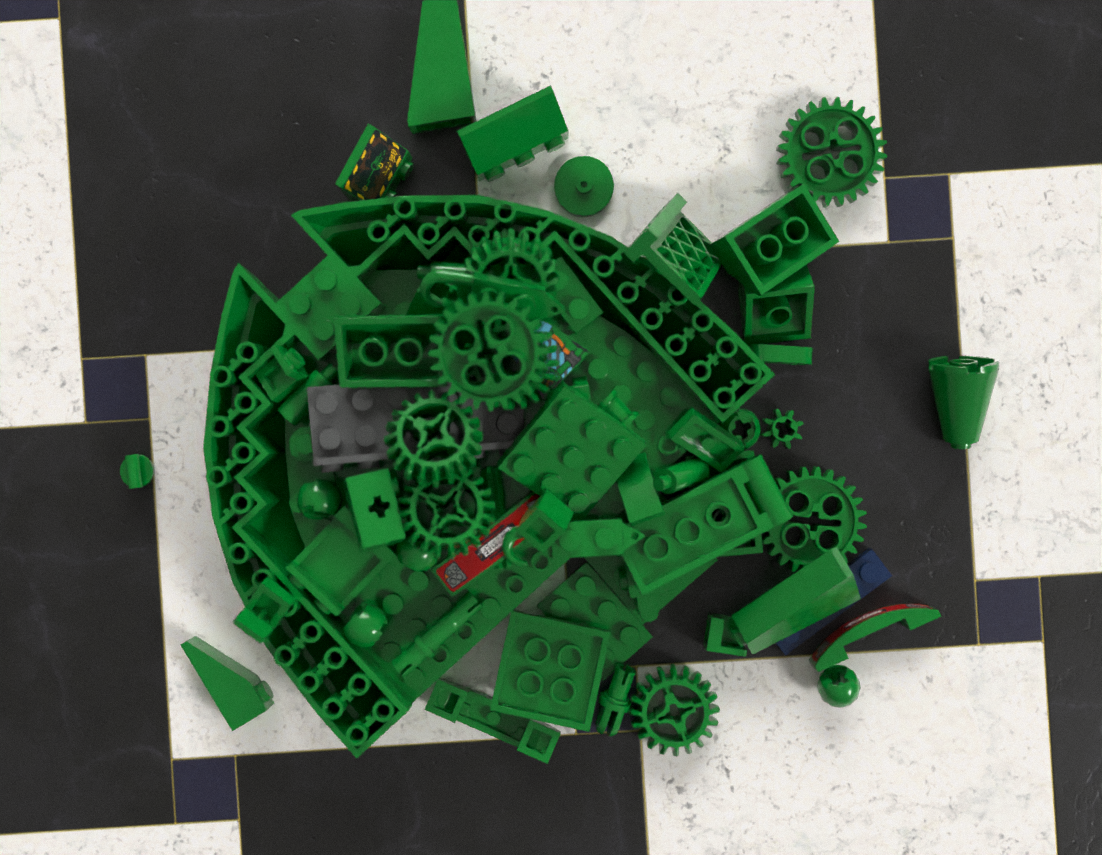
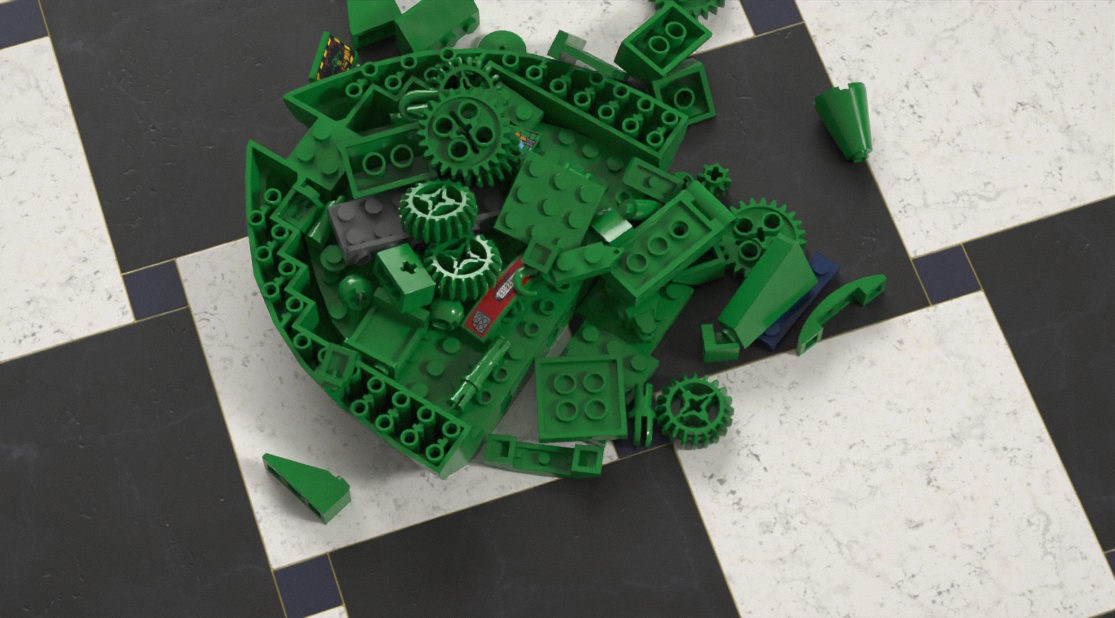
camera: 15 degrees left, 25 degrees down
(137, 471) = (189, 342): green plate -> none
(365, 625) = (418, 376): green piece -> none
(783, 354) = (702, 128): green beam -> none
(838, 686) = (824, 356): green piece -> none

